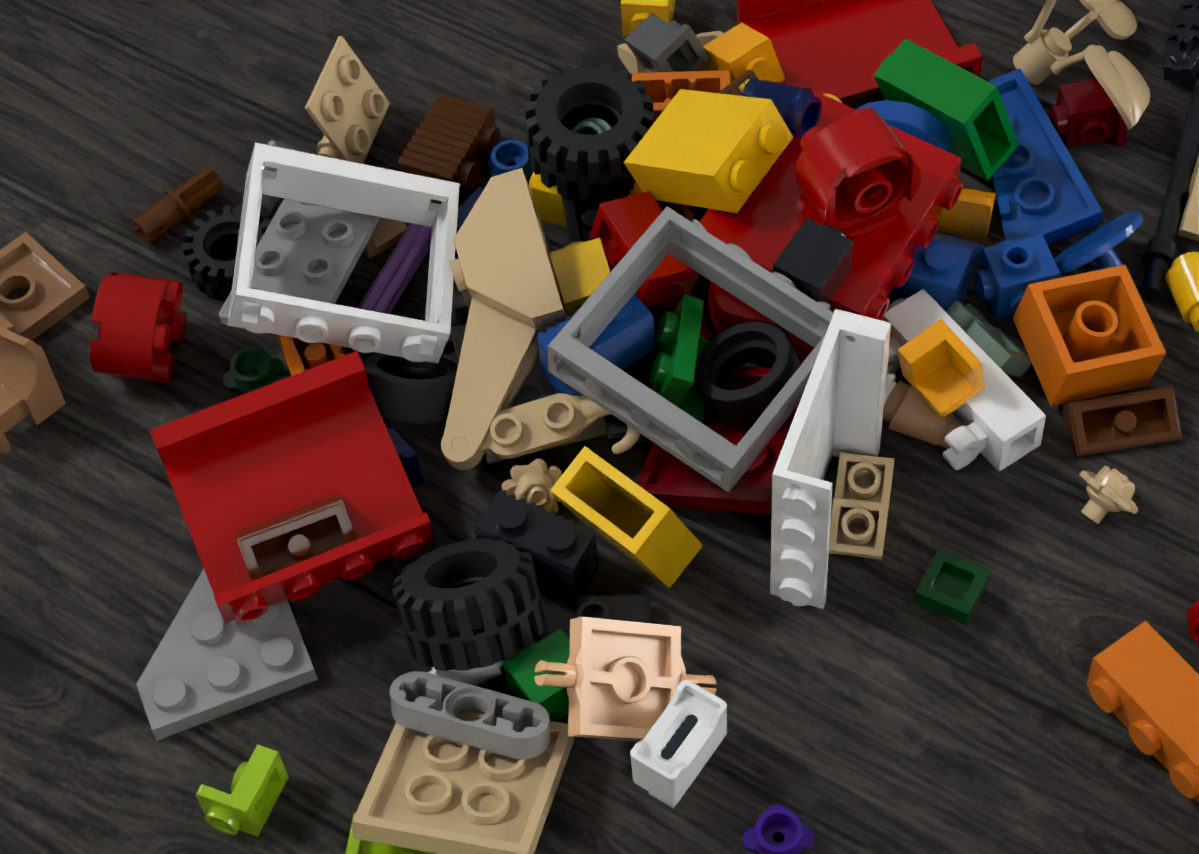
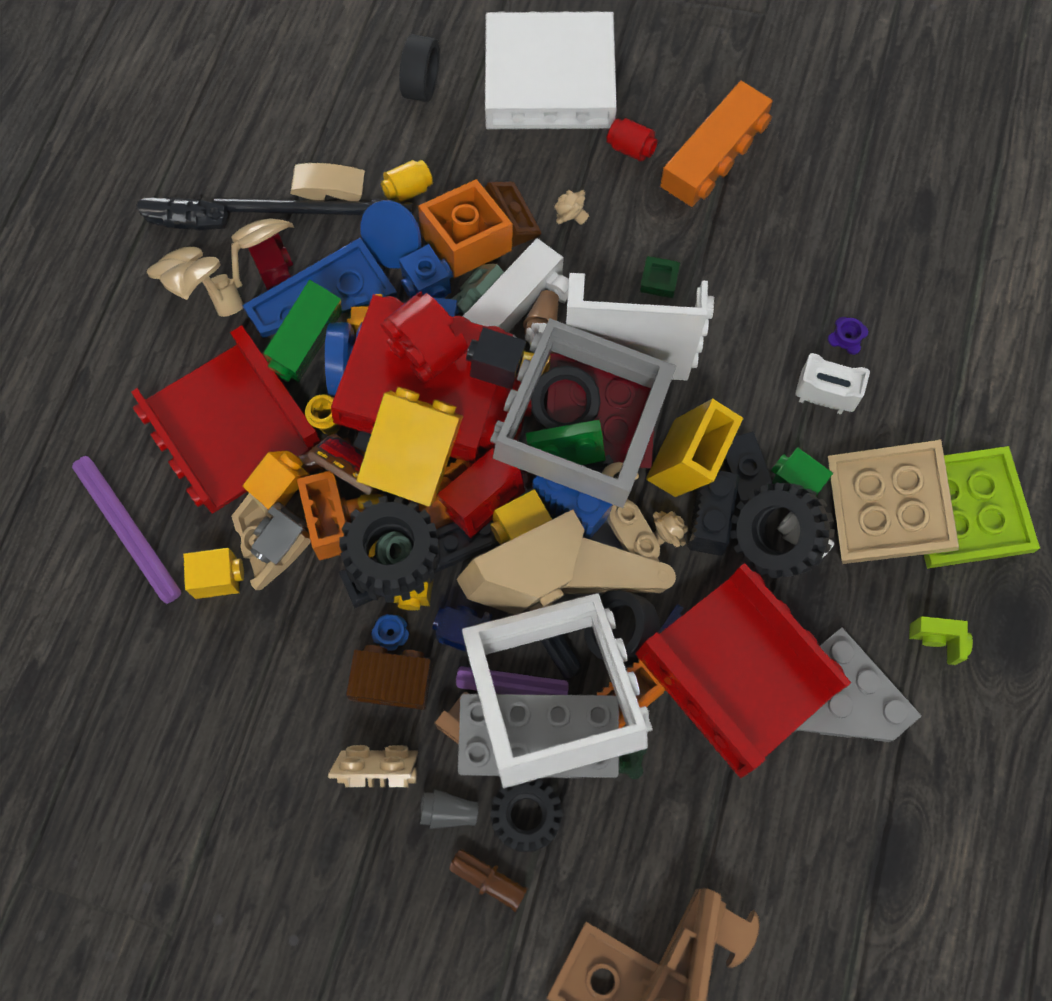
camera: 110 degrees left, 15 degrees up
(137, 327) = (627, 849): red brick -> none
(295, 536) = (773, 657): reddish brown slope -> none
(432, 701) = (841, 485): light grey beam -> none
(619, 676) = (799, 426): light nougat plate -> none
(794, 103) = (364, 403): clear blue cone -> none
(941, 368) = (526, 293): light orange panel -> none

